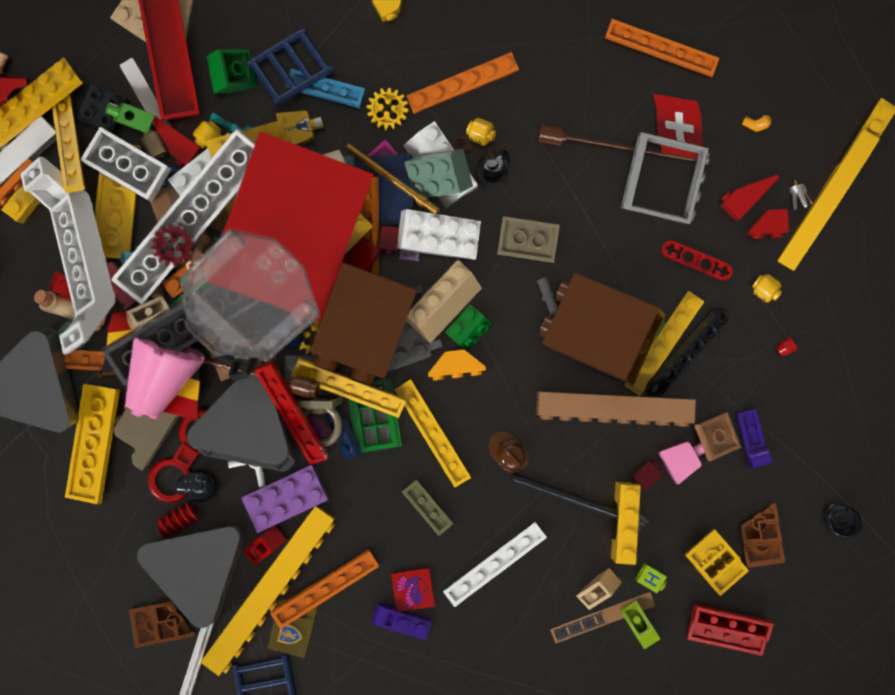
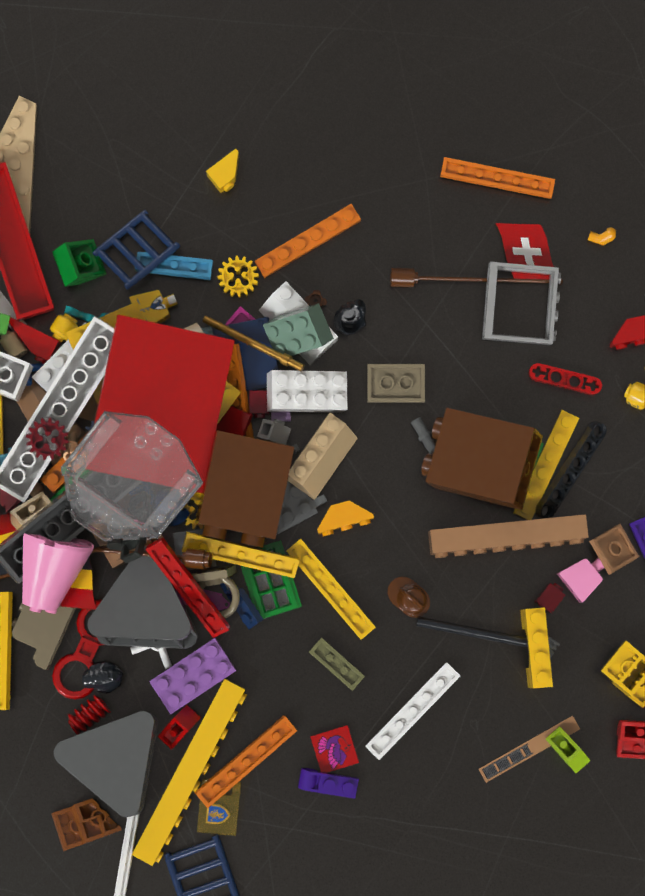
camera: 10 degrees left, 5 degrees down
(404, 271) = (278, 432): none -> light grey brick
(468, 328) = (350, 479): green bracket -> none
(481, 131) = (333, 285): yellow head -> none
(599, 589) = (521, 720): tan slope -> none
(651, 578) = (571, 701): lime brick -> none
(742, 199) = (602, 310): red slope -> none

